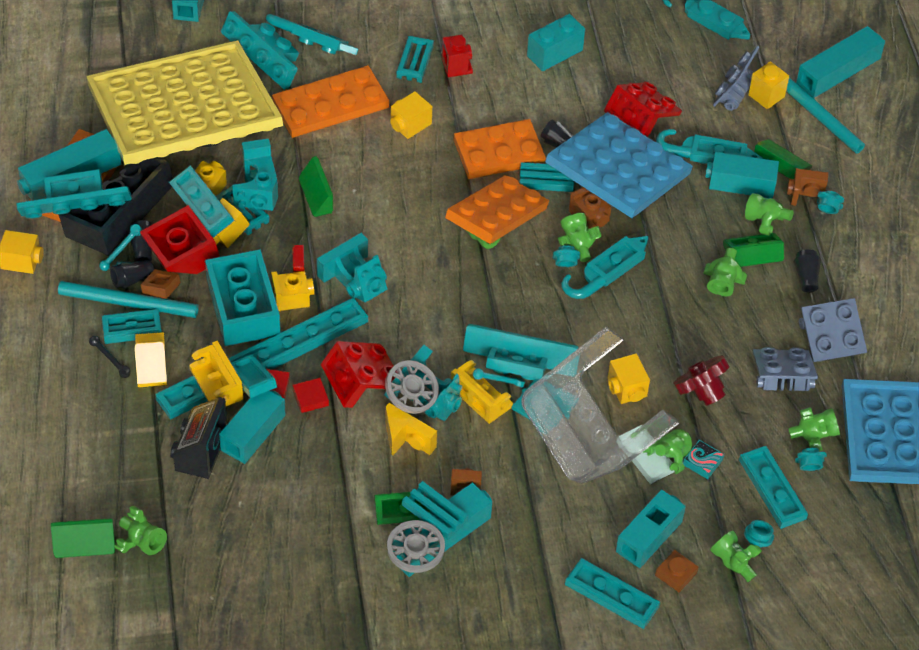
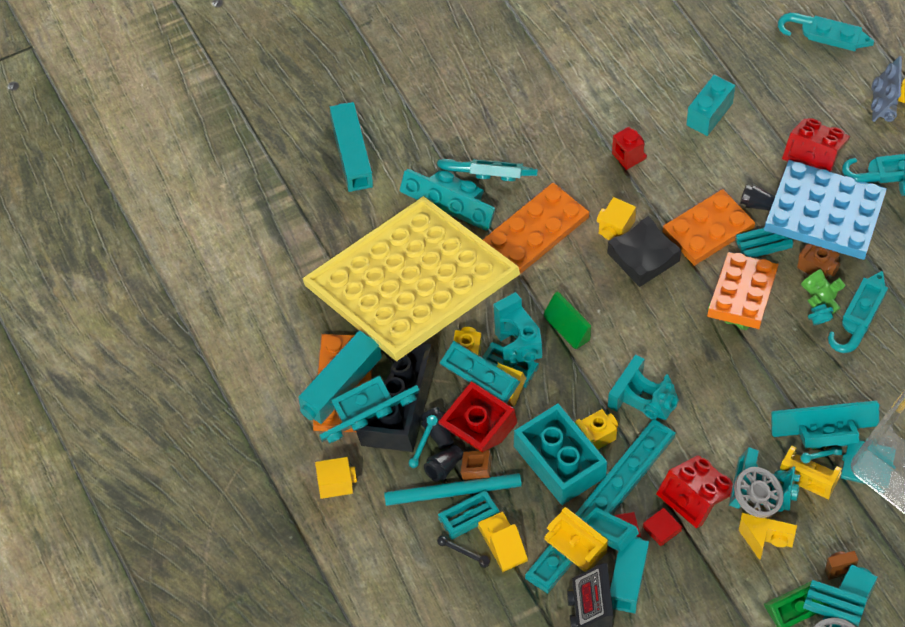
camera: 15 degrees left, 5 degrees up
(298, 258) = (589, 400): red tile -> none
(411, 73) = (592, 177): teal tile -> none
(422, 149) = (643, 252): none -> black brick

